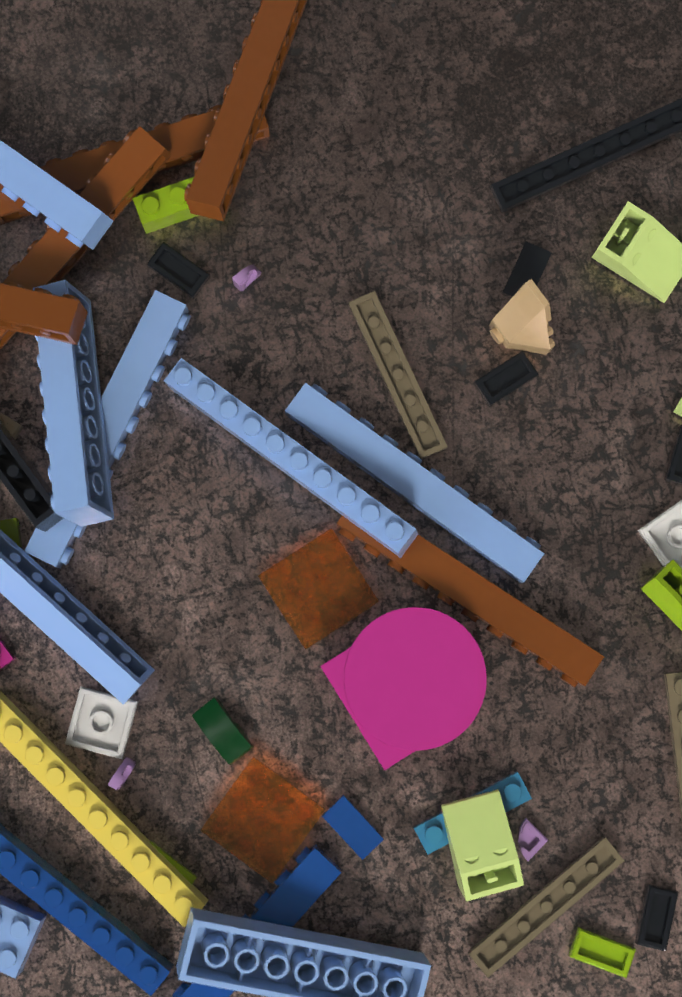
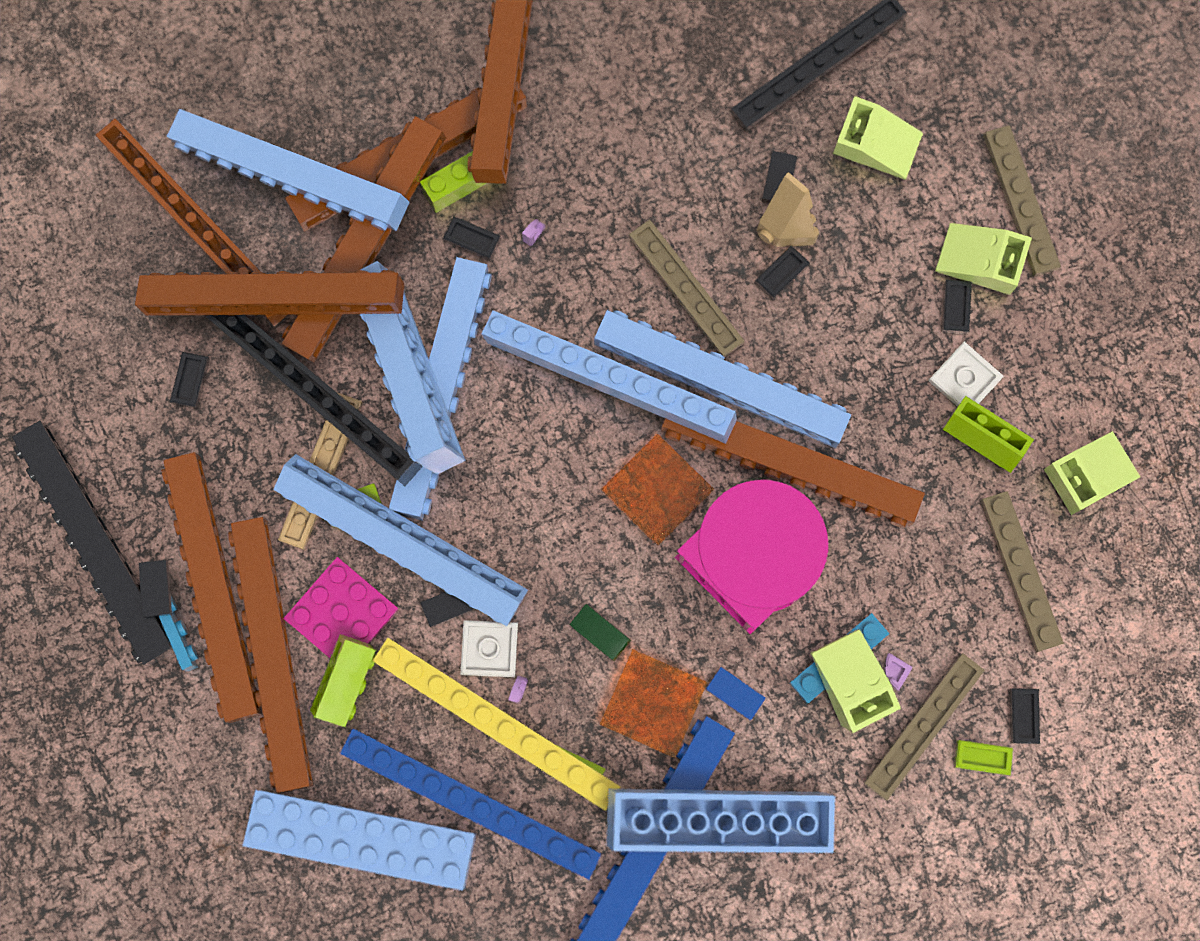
camera: 10 degrees left, 5 degrees down
(60, 669) = (444, 608): none -> black tile

